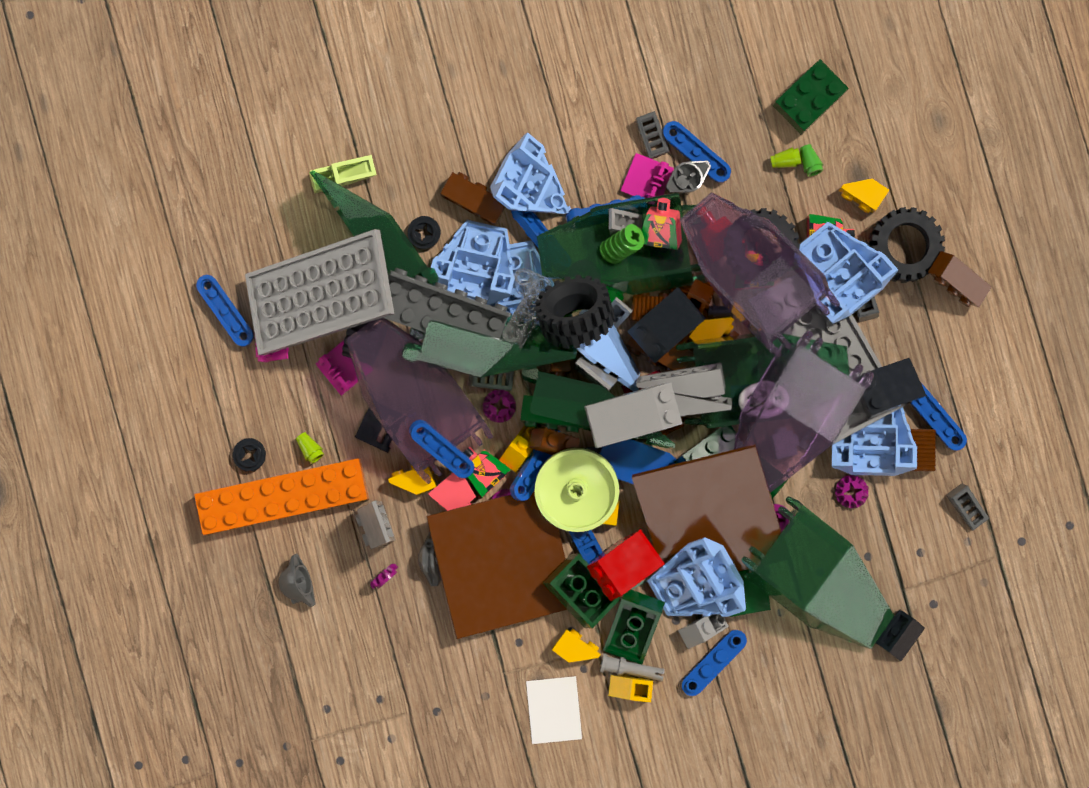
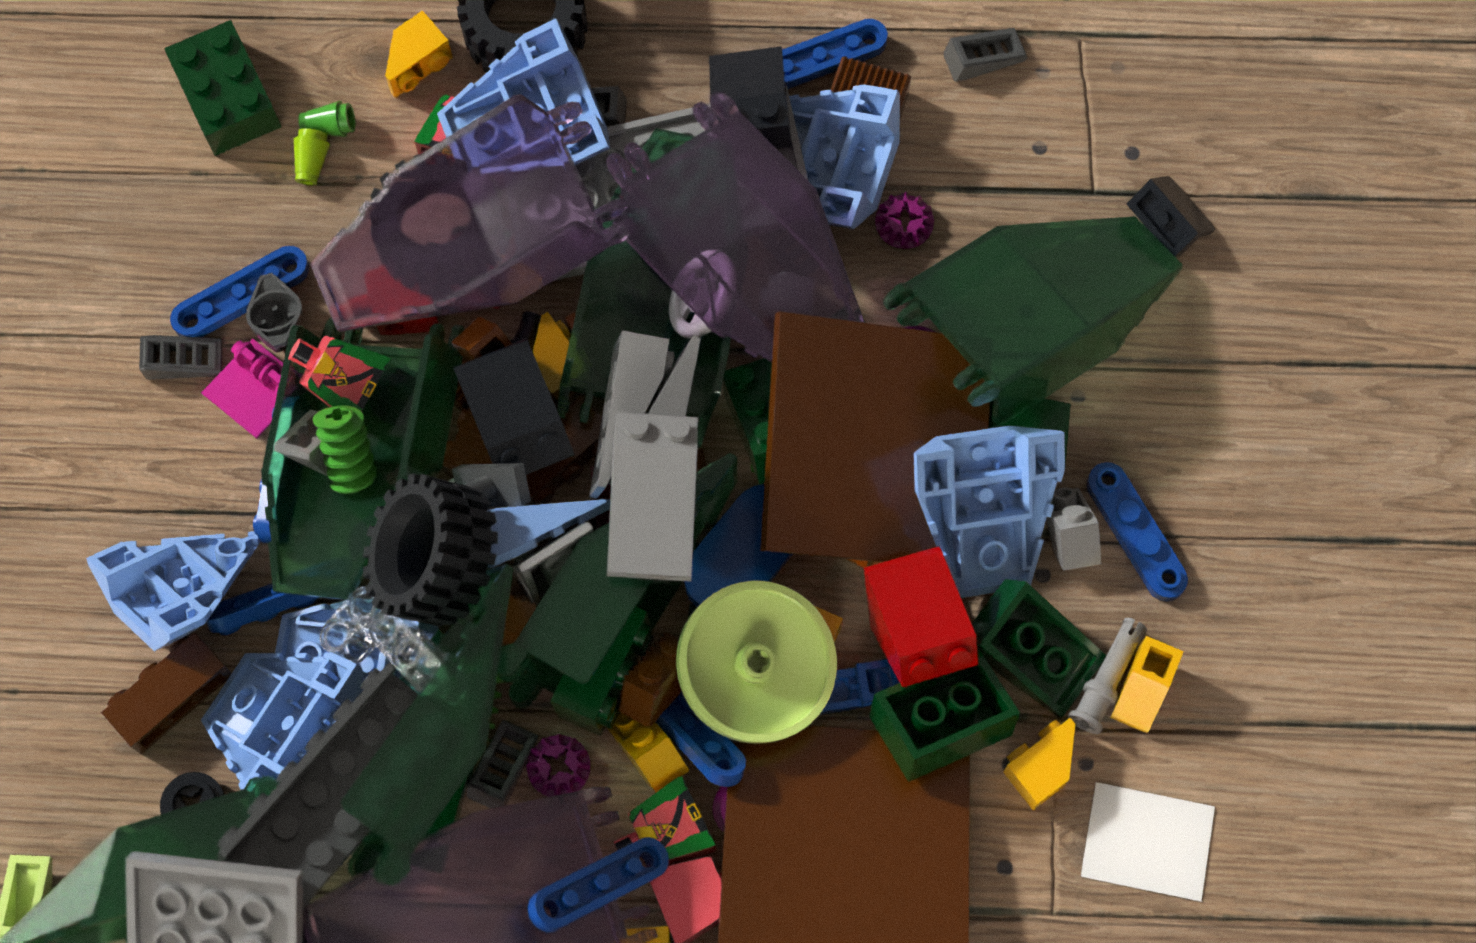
camera: 70 degrees left, 15 degrees down
(624, 327) = (498, 482): none -> dark grey tile

